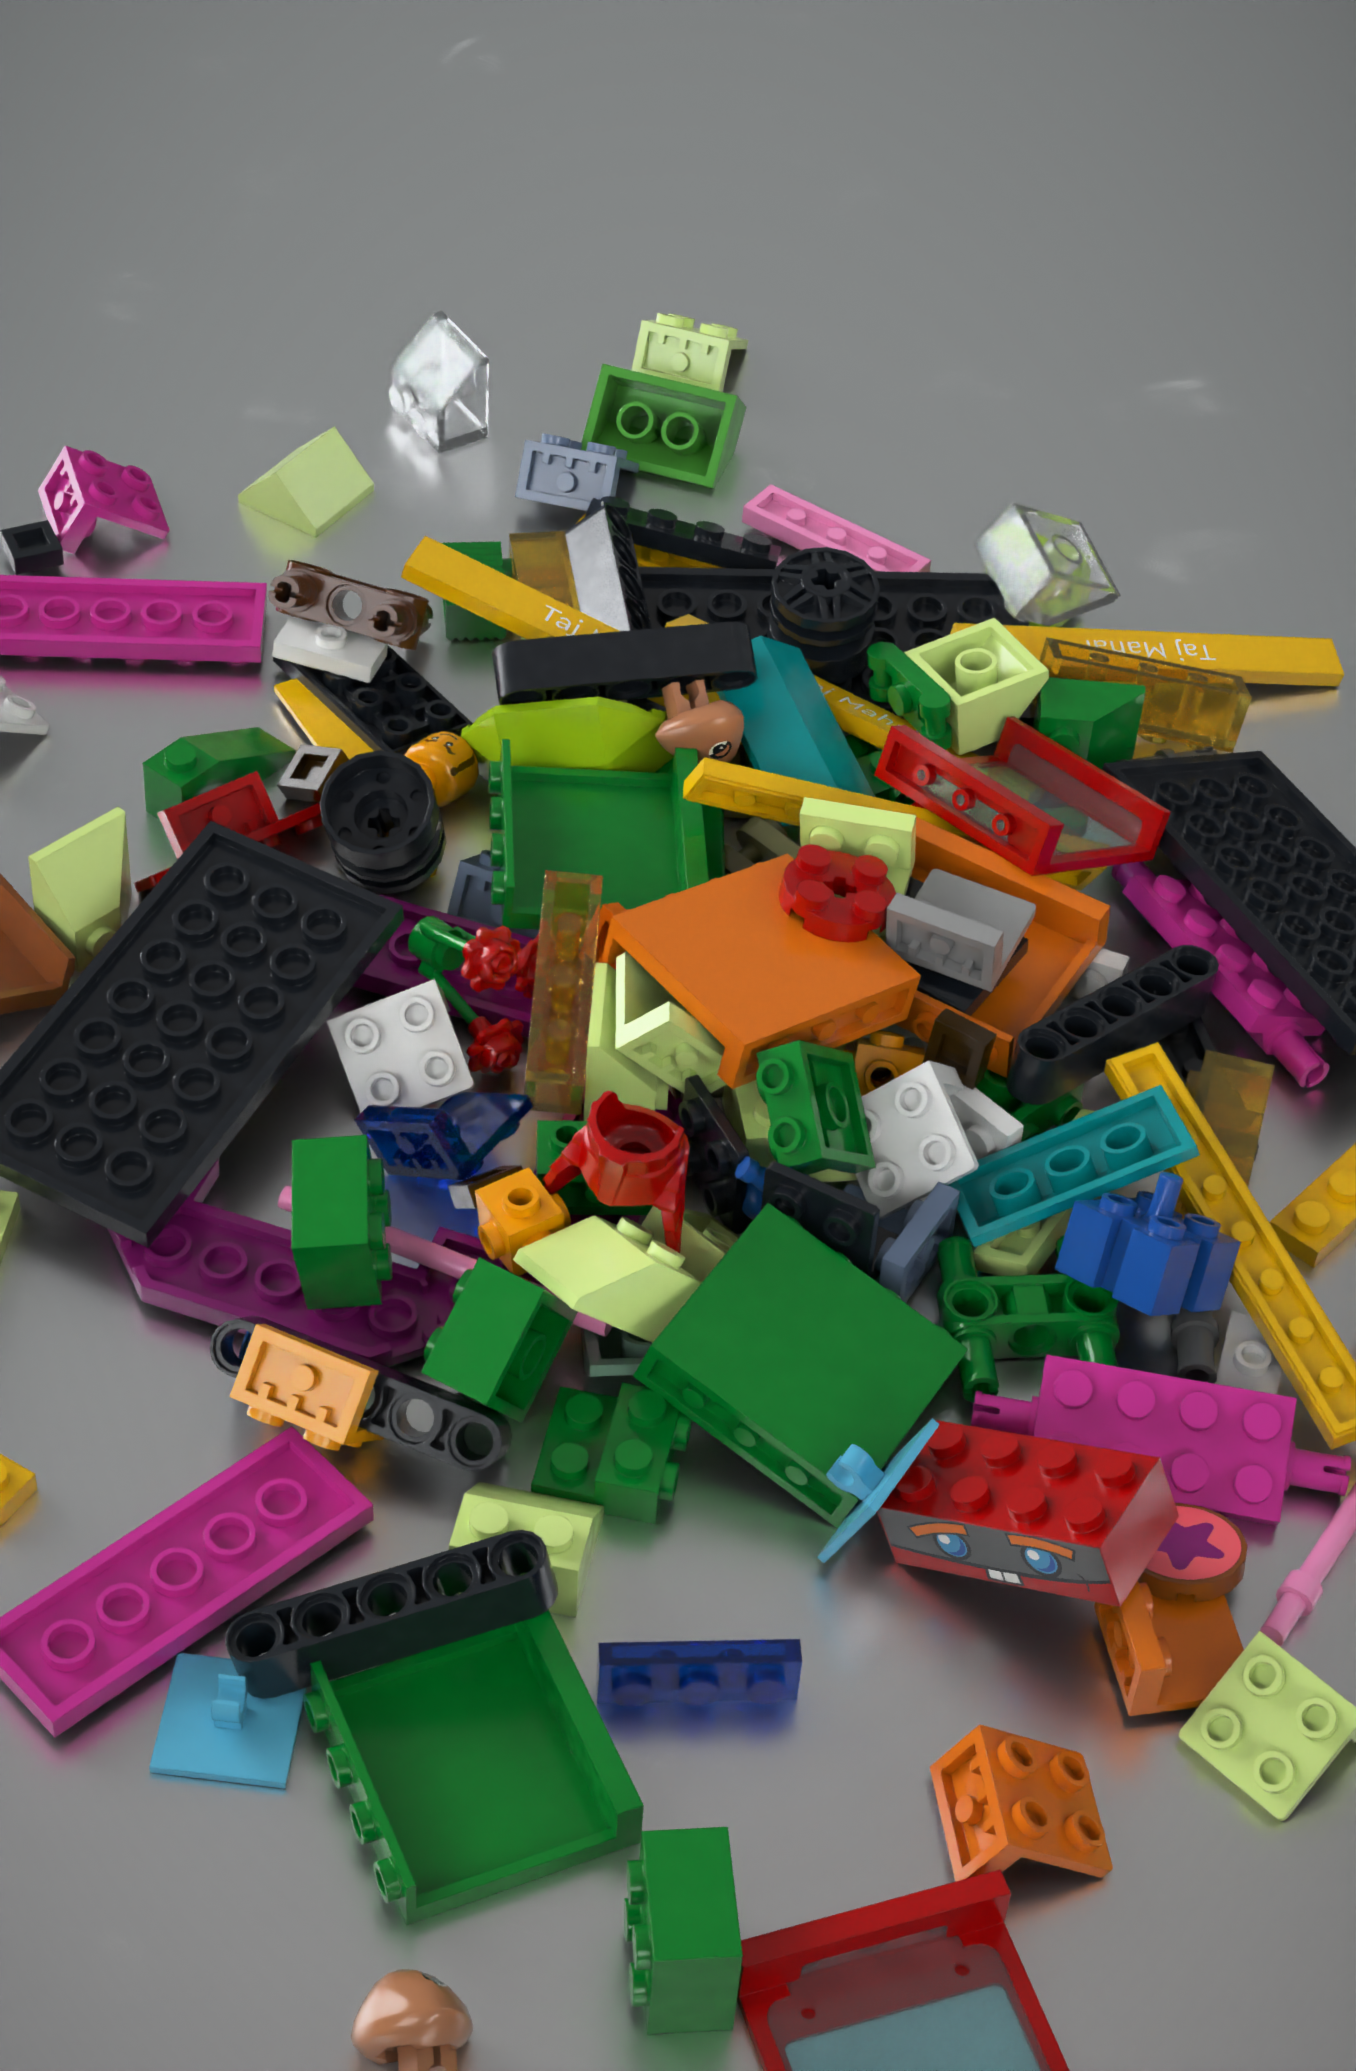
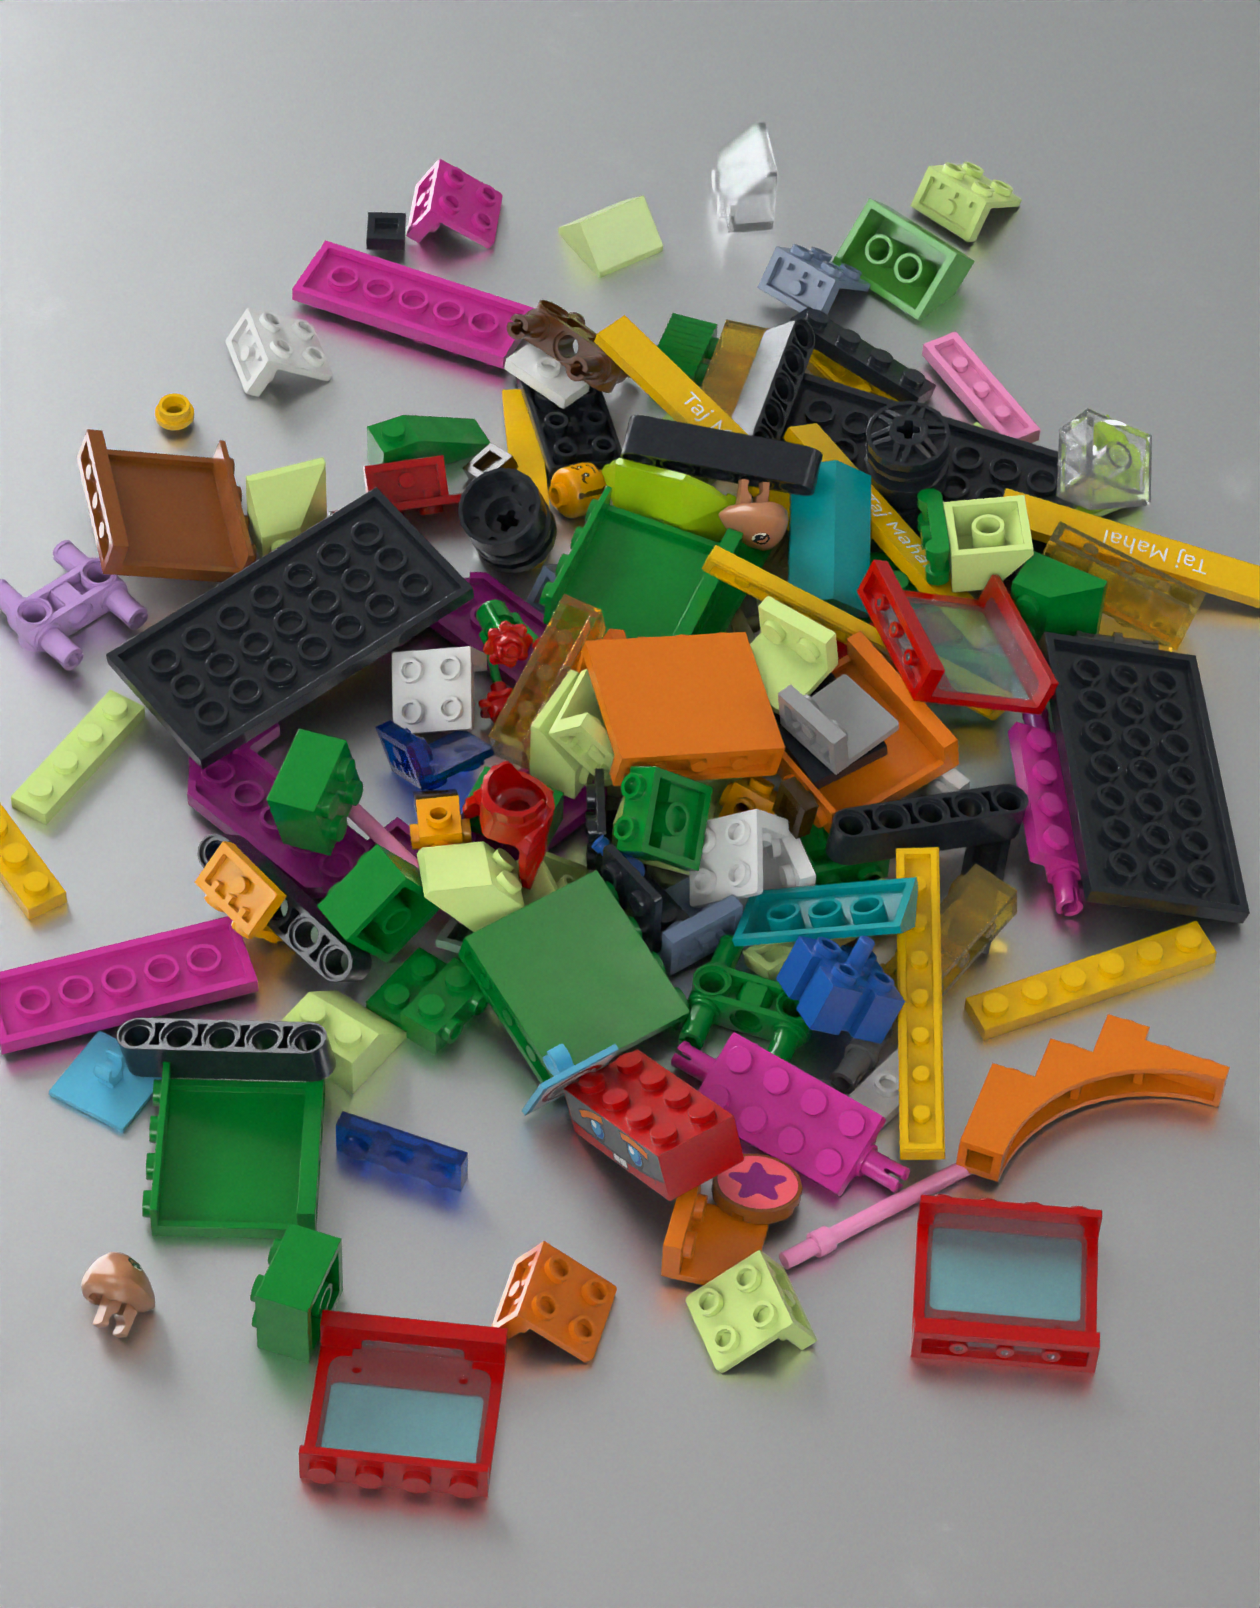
camera: 25 degrees right, 5 degrees up
(819, 874) = (761, 654): red plate -> none

